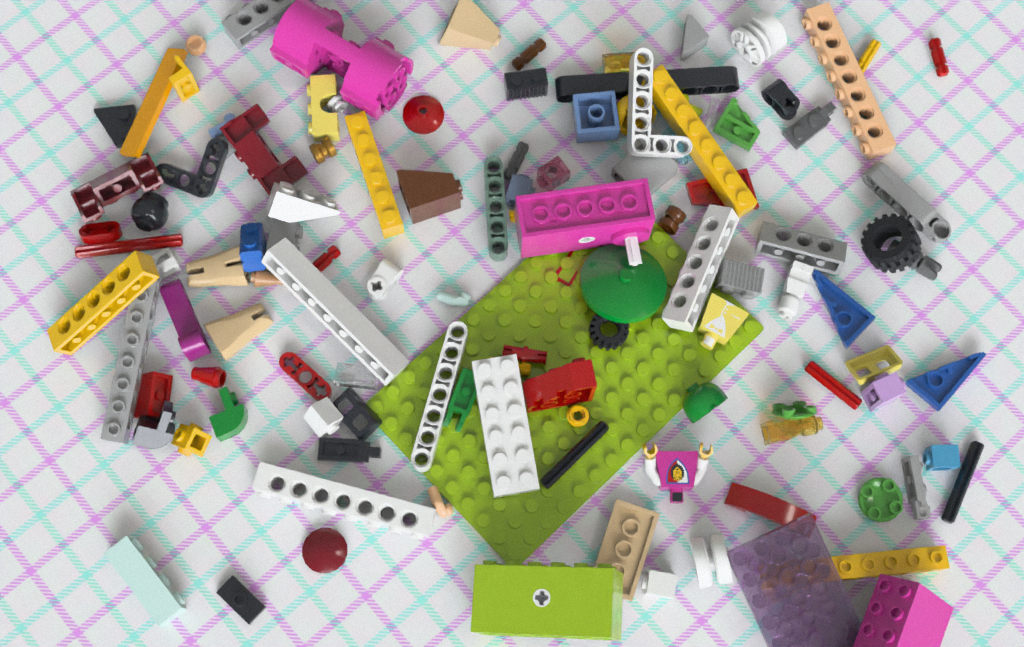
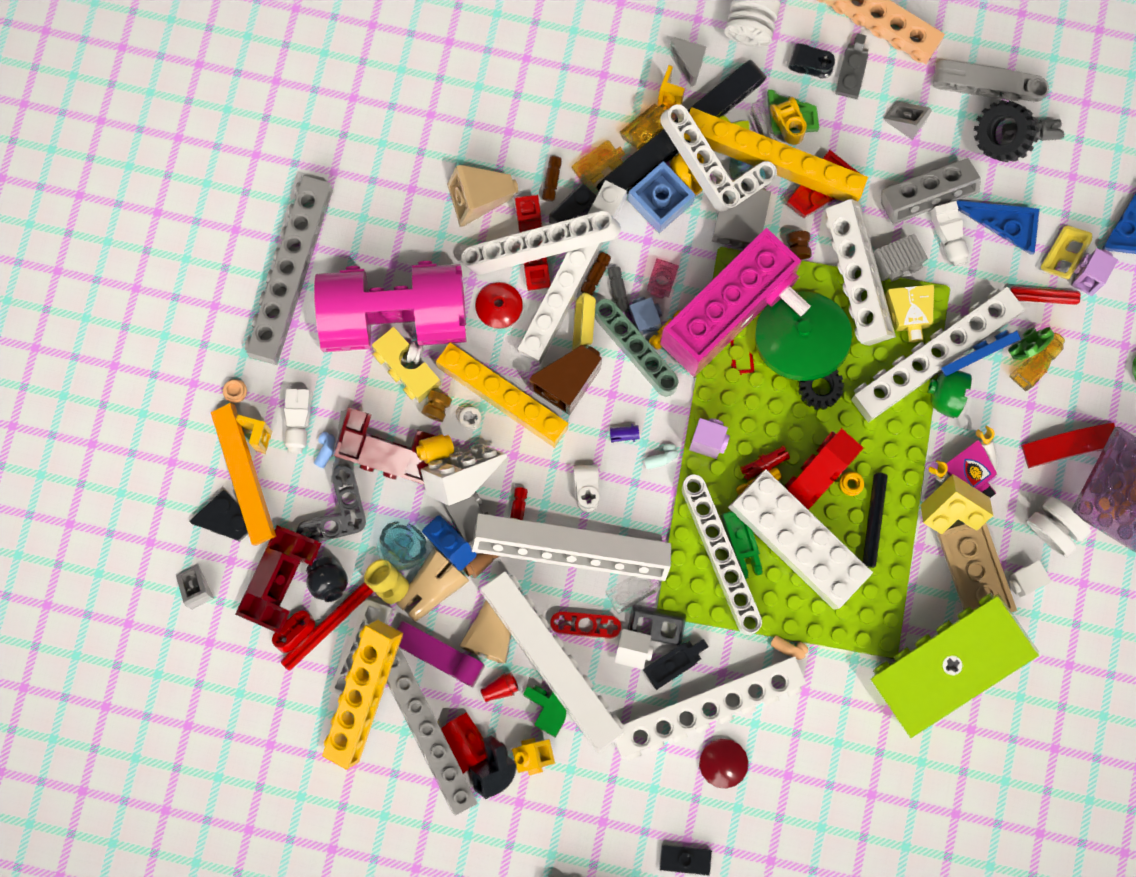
camera: 35 degrees left, 5 degrees up
(58, 156) = (194, 588): none -> light grey slope
(188, 242) = (386, 582): none -> light yellow wheel
(218, 225) = (401, 546): none -> clear light blue cylinder
(223, 89) = (297, 419): none -> white piece
(254, 382) = (551, 661): none -> white brick
(295, 175) = (435, 448): none -> yellow brick
(343, 182) = (475, 413): none -> white bush
(440, 263) = (624, 433): none -> dark purple pin
(472, 165) = (583, 321): none -> light yellow piece
(480, 87) = (530, 218): none -> red slope
(481, 84) = (550, 244): none -> white beam
(490, 123) = (567, 281): none -> white brick
(494, 304) = (710, 438): none -> lavender brick
(508, 139) = (596, 273): none -> reddish brown axle
(569, 64) = (596, 162): none -> clear yellow bracket
(646, 484) = (956, 501): none -> light yellow brick
(658, 45) = (670, 93): none -> yellow panel
(730, 124) = (788, 116): none -> yellow piece
(750, 387) = (982, 350): none -> blue wing
(793, 361) = (1007, 308): none -> white brick
(824, 187) = (907, 118): none -> light grey slope

